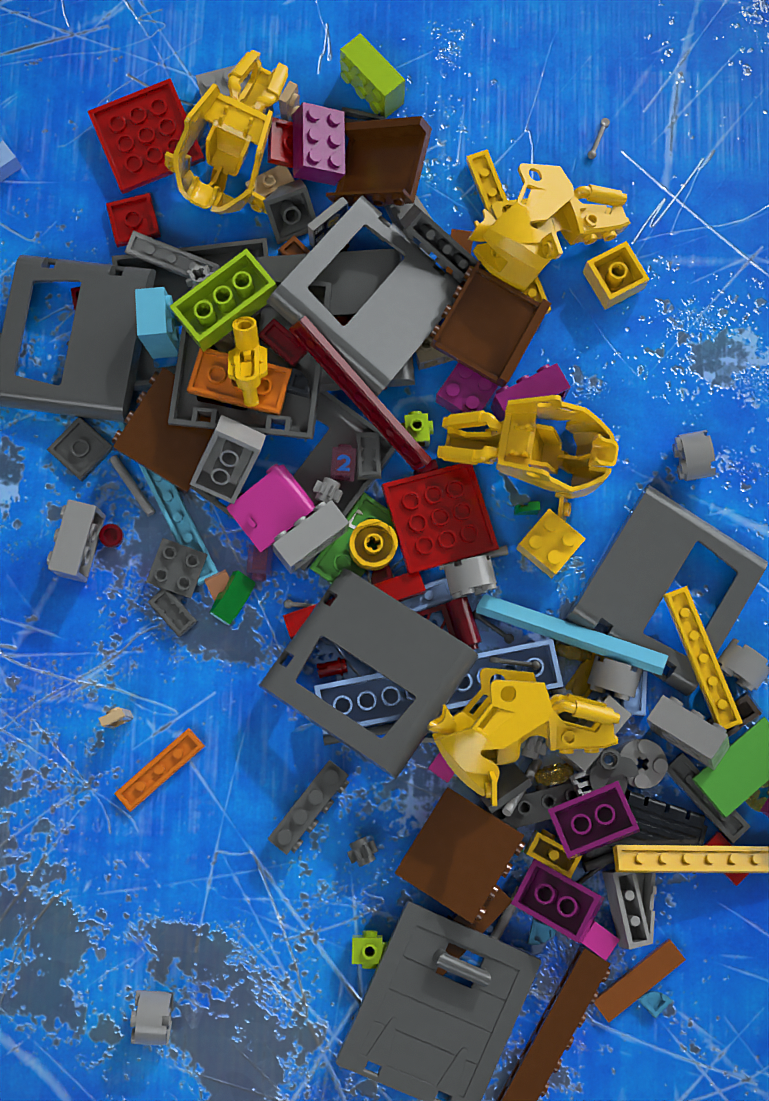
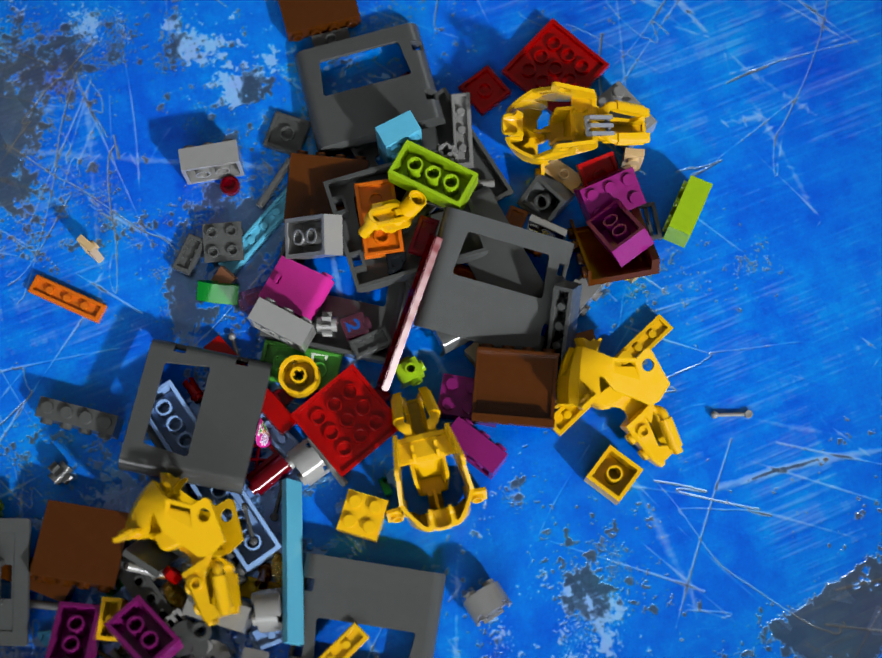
camera: 70 degrees right, 5 degrees down
(255, 97) = (607, 125): none -> light grey tile
(371, 145) = (620, 232): none -> magenta brick
(422, 610) = (263, 436): none -> sticker
(534, 767) = (172, 574): none -> red tile
(572, 672) = (264, 576): none -> reddish brown pin

